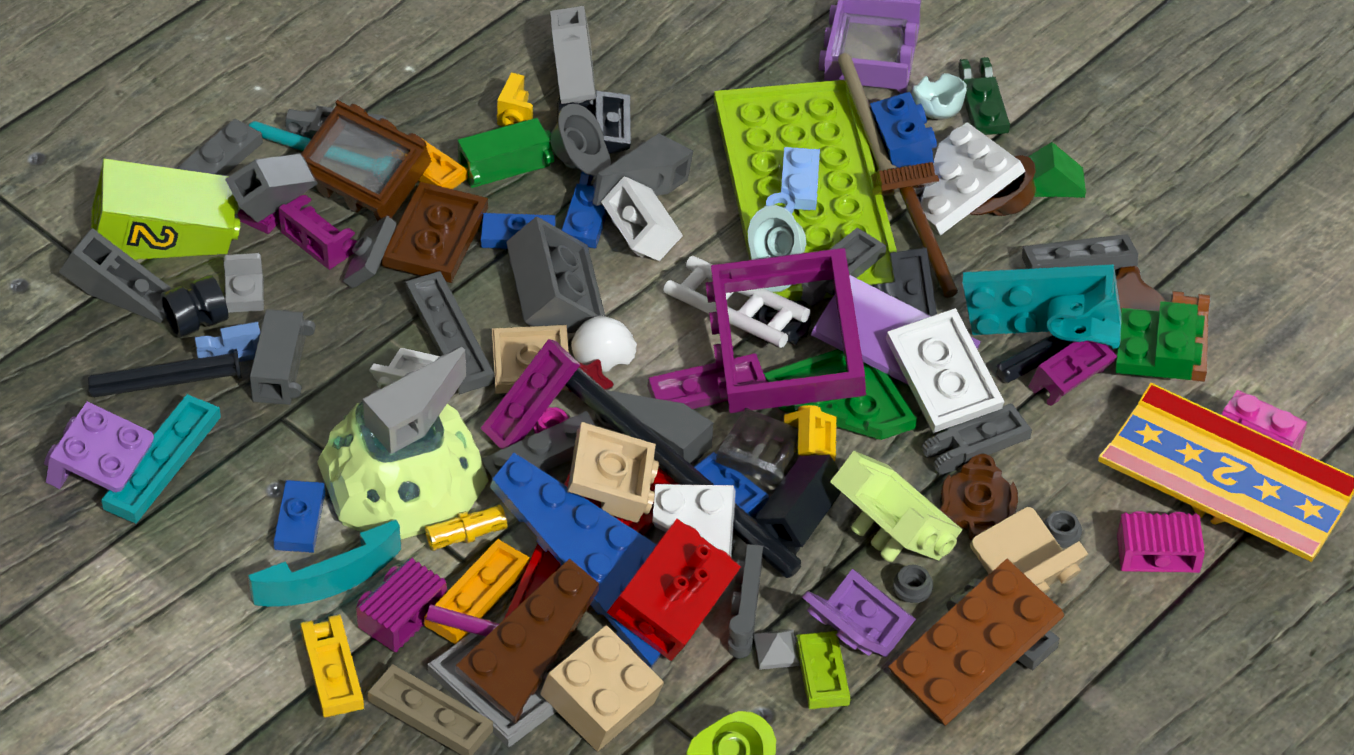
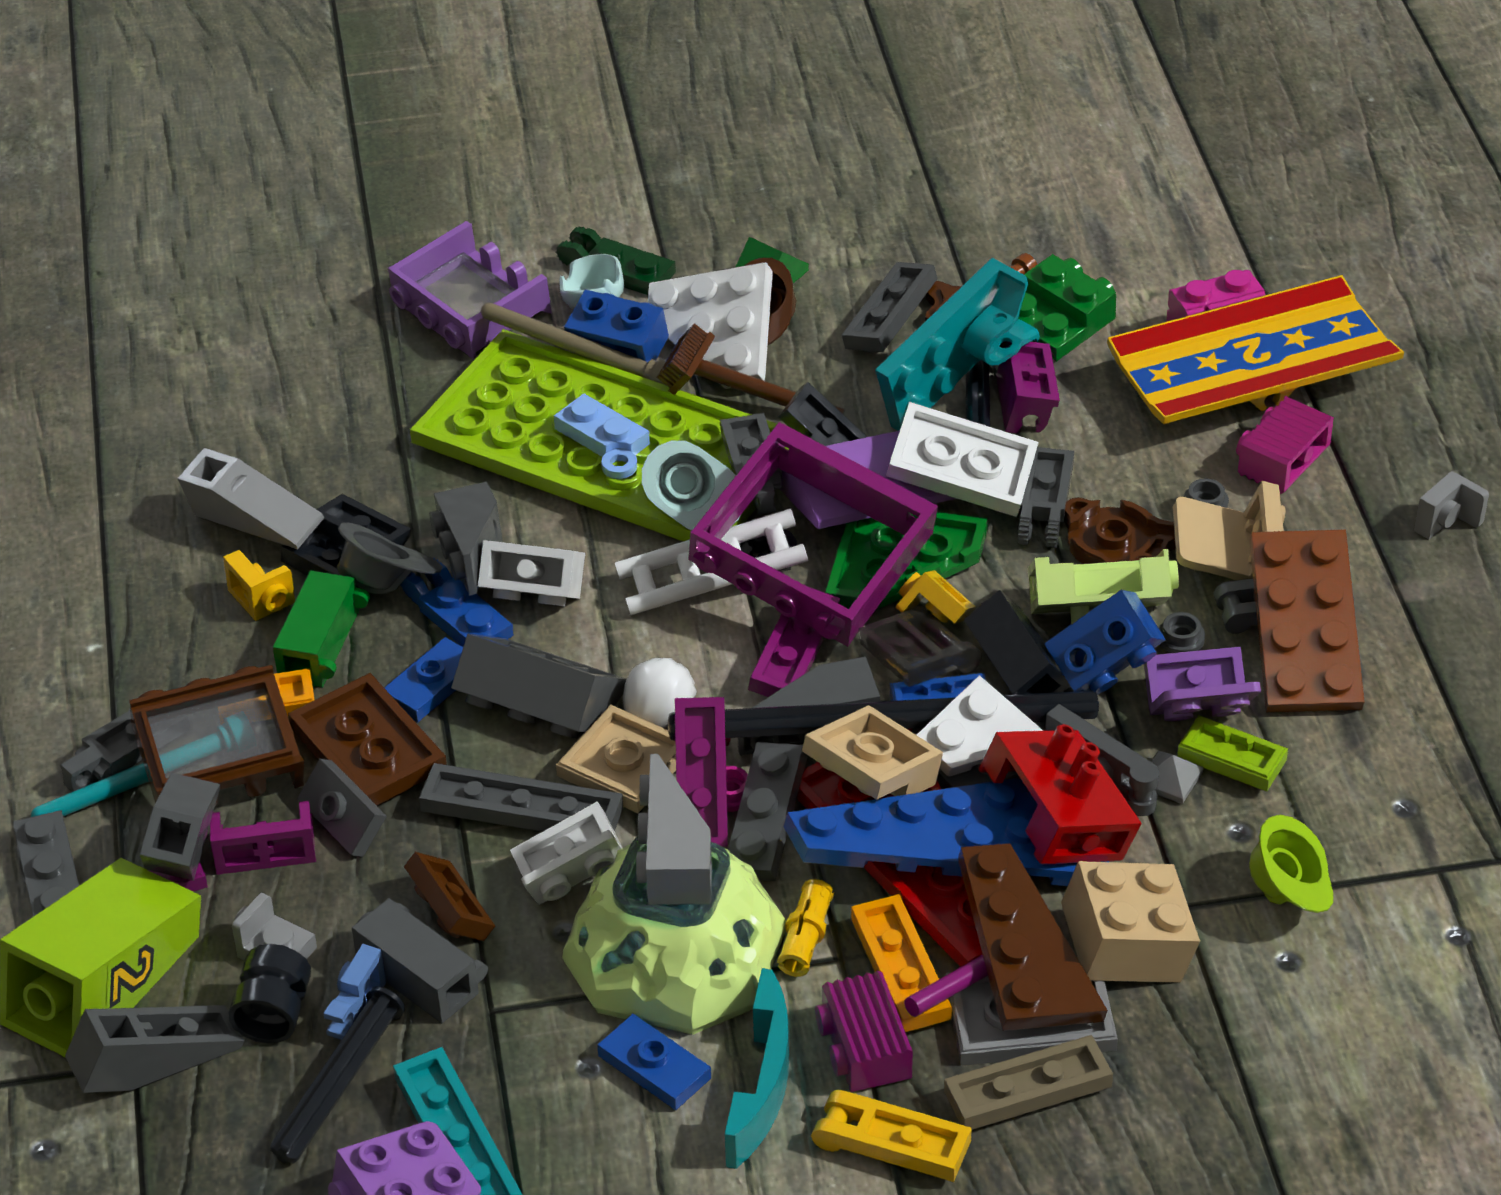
camera: 50 degrees left, 5 degrees down
(342, 342) = (449, 897): none -> reddish brown plate
(838, 539) = (1106, 643): none -> blue brick
(1191, 666) = (1448, 500): none -> light grey bracket

